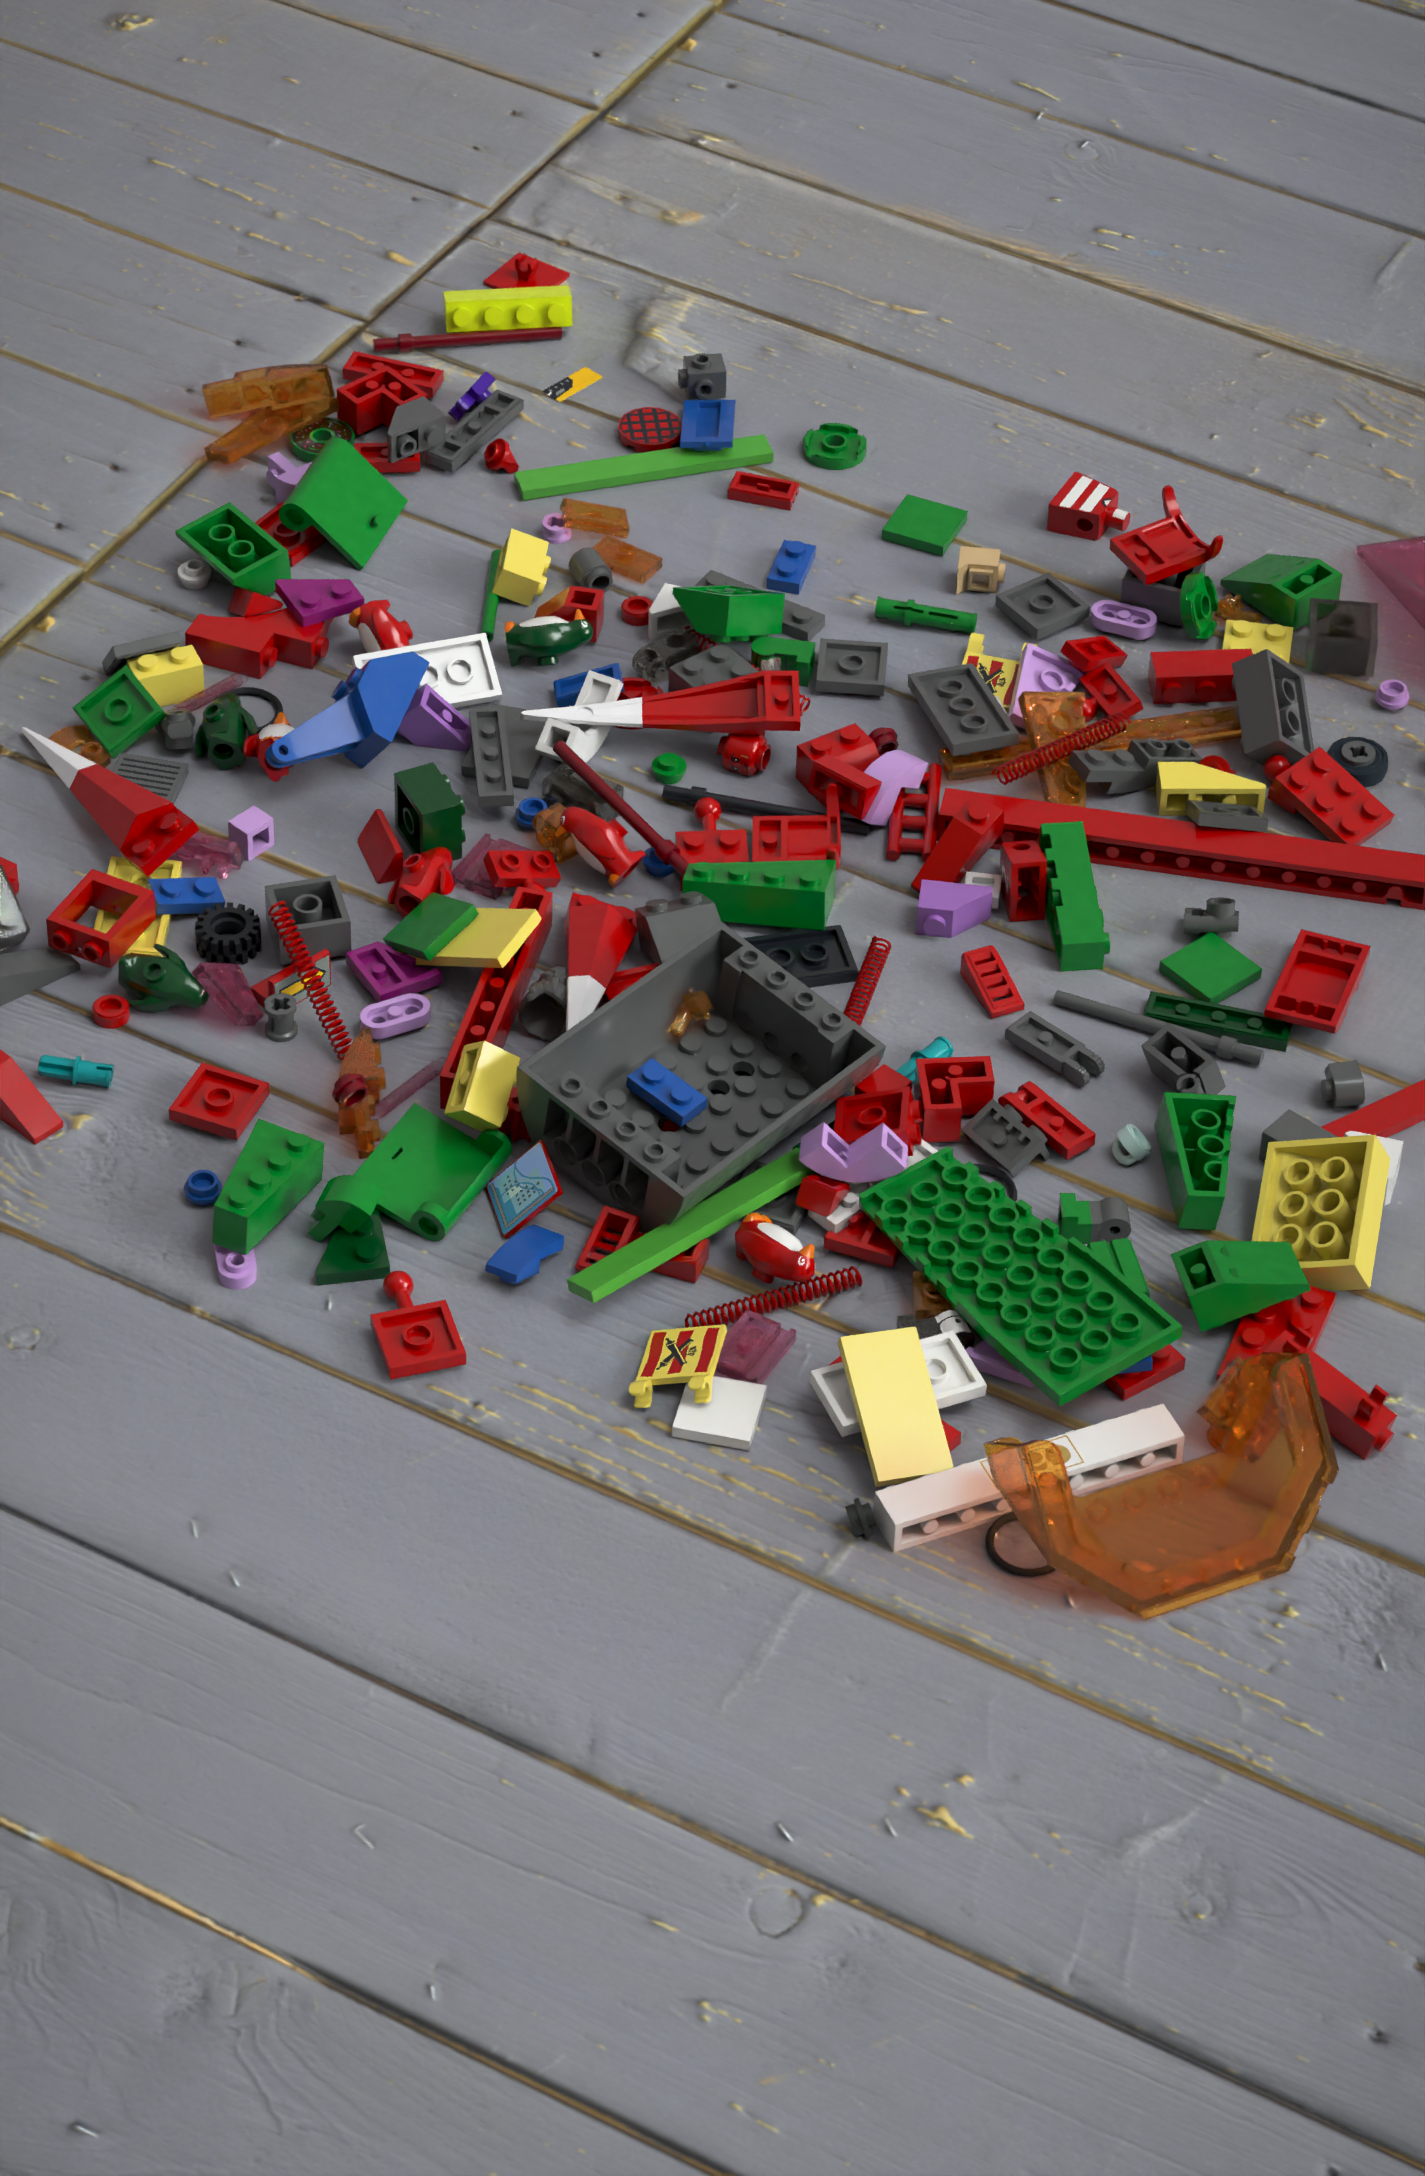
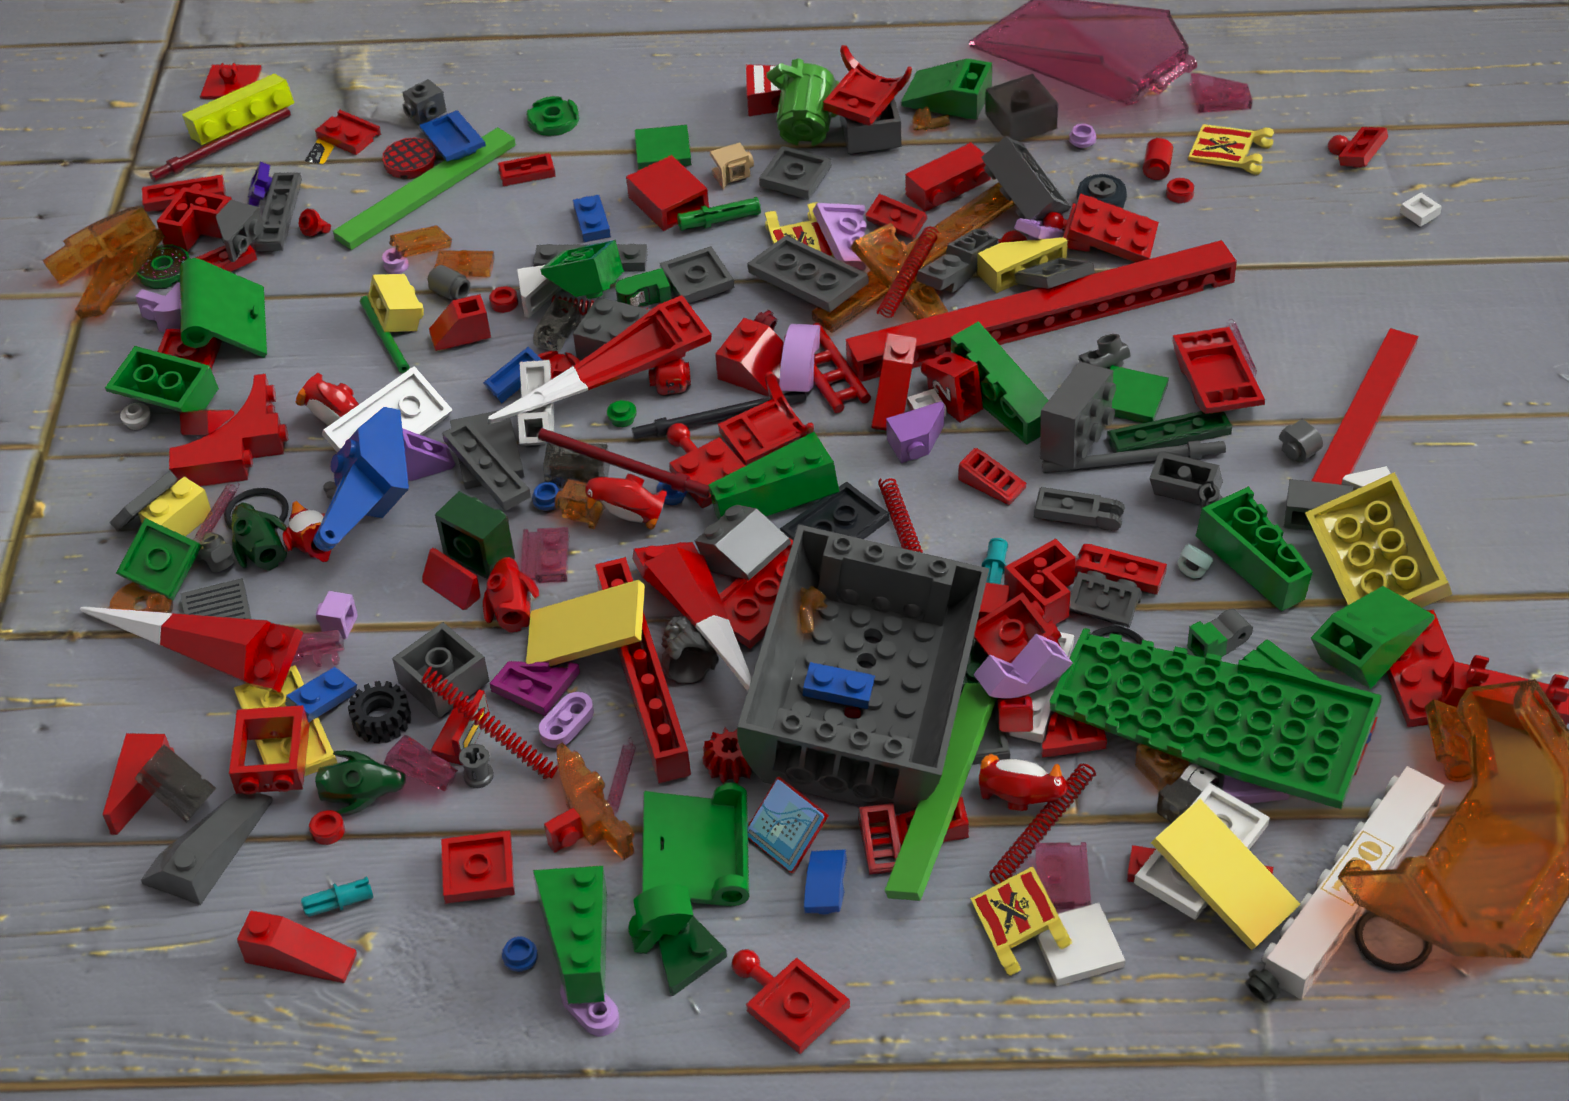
camera: 25 degrees left, 5 degrees up
(318, 599) = (260, 395): magenta wing -> none
(318, 1105) = (564, 830): none -> red plate
(350, 1089) = (593, 807): dark red plate -> none
(431, 926) = (547, 630): green tile -> none
(482, 1086) = (700, 752): light yellow brick -> none
(522, 869) = (578, 546): red plate -> none
(546, 638) = (457, 350): dark green animal -> none
(606, 378) = (348, 132): none -> red plate
(854, 787) = (785, 366): red slope -> none
(887, 568) = (665, 191): none -> red brick
(1086, 541) = (801, 101): none -> bright green container
(1092, 652) = (862, 192): red plate -> none
(1117, 955) = (1077, 415): none -> dark grey brick
(1123, 619) = (858, 158): lavender plate -> none
(1197, 606) = (910, 126): green tile -> none
(1244, 764) = (1036, 230): none -> lavender plate
(1258, 637) = (959, 133): light yellow plate -> none
(1374, 972) = (1240, 339): none -> clear pink piece

